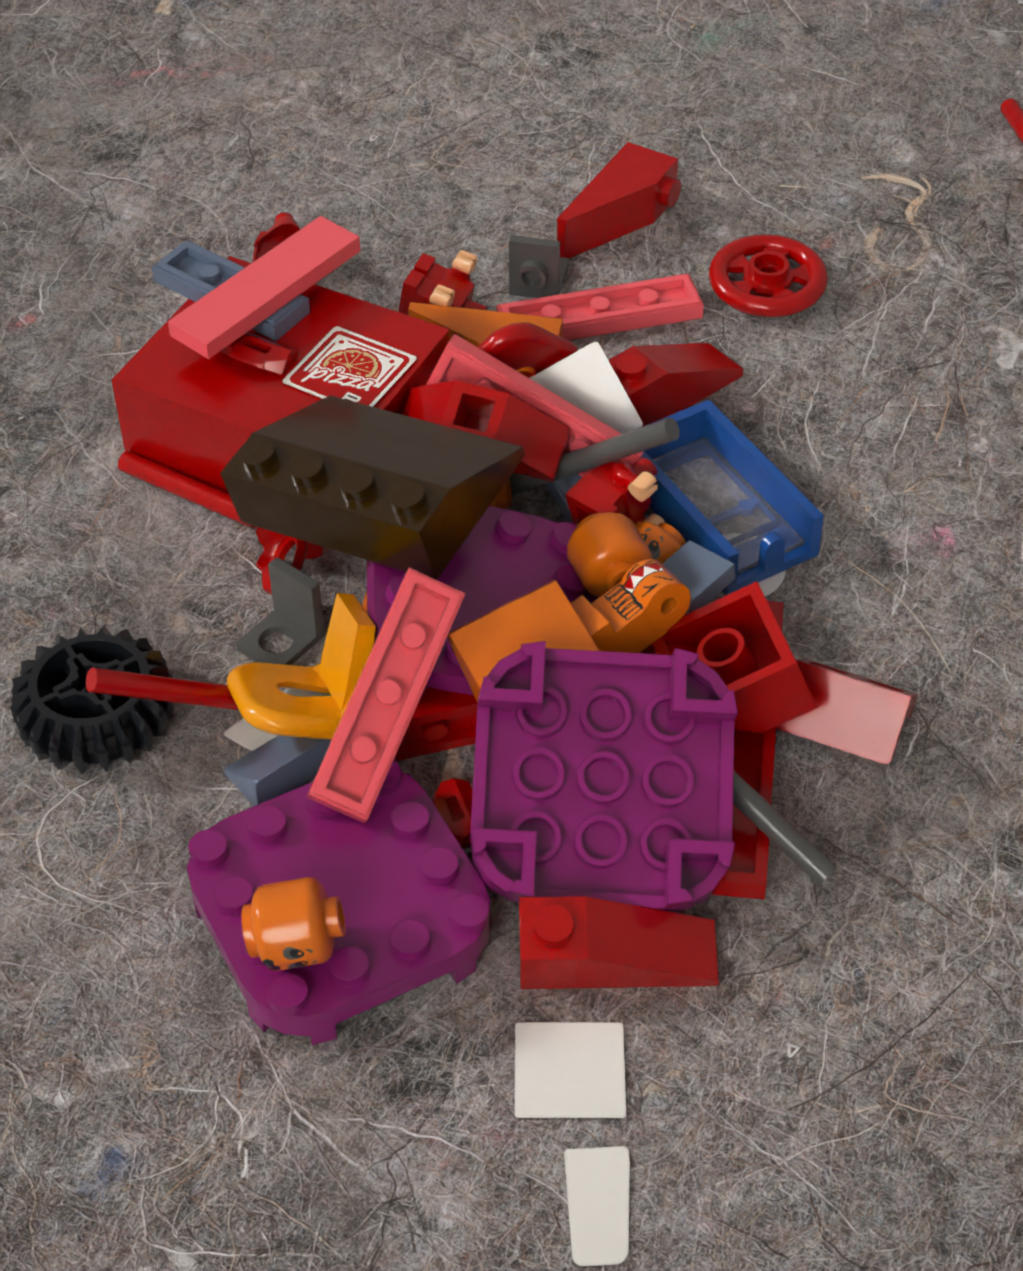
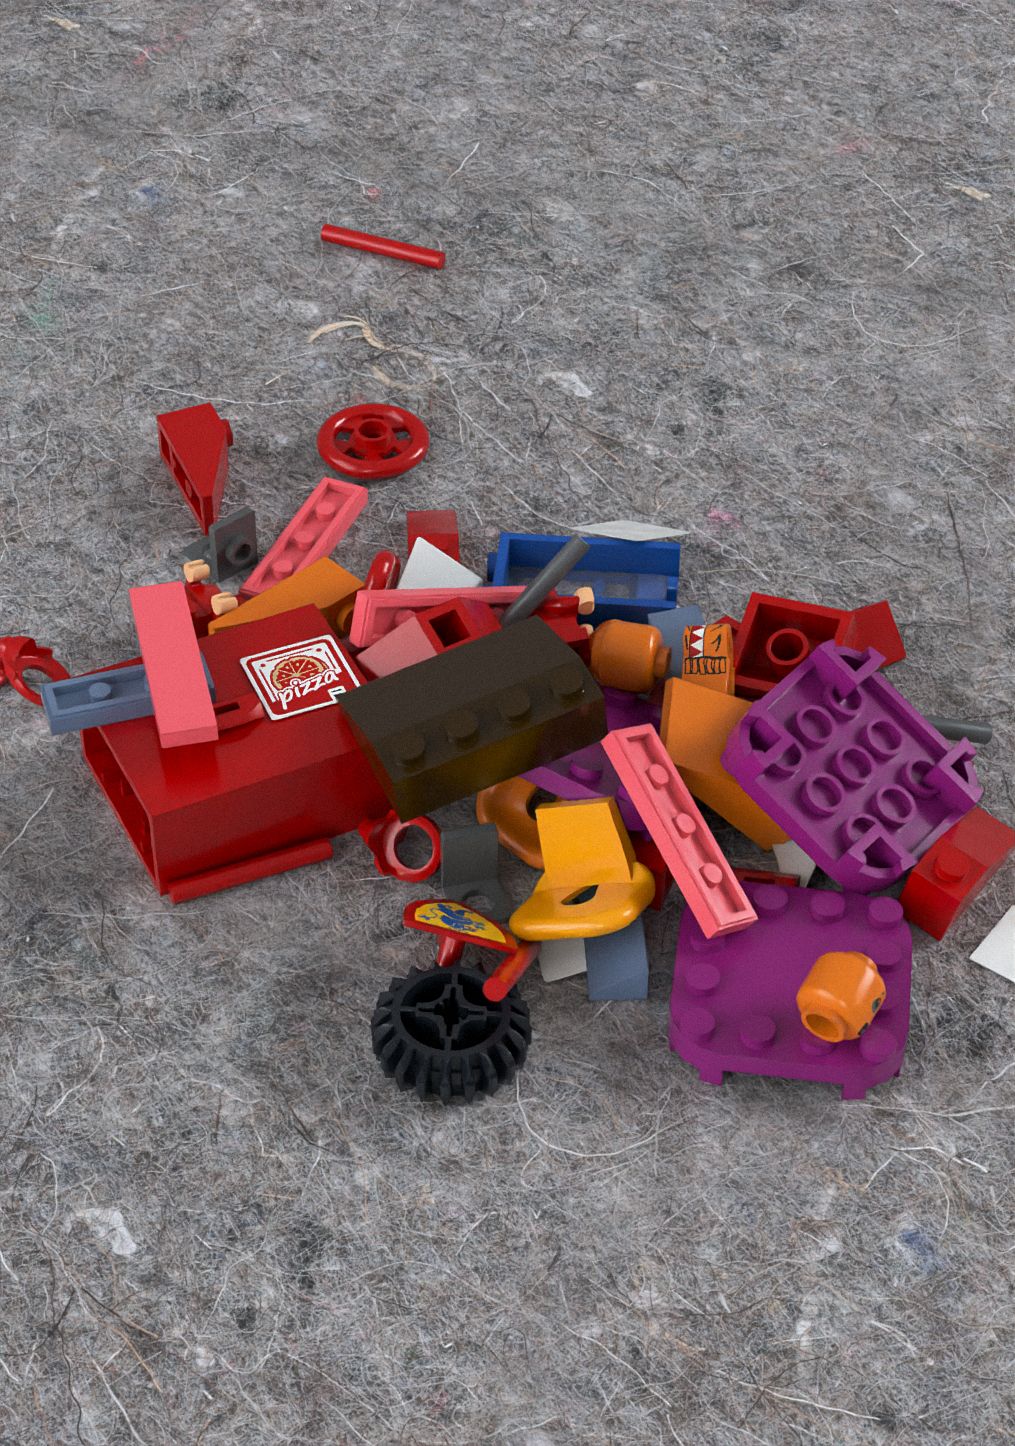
camera: 55 degrees left, 5 degrees down
(197, 630) = (455, 926): none -> shield
(823, 481) = (630, 530): none -> white sticker

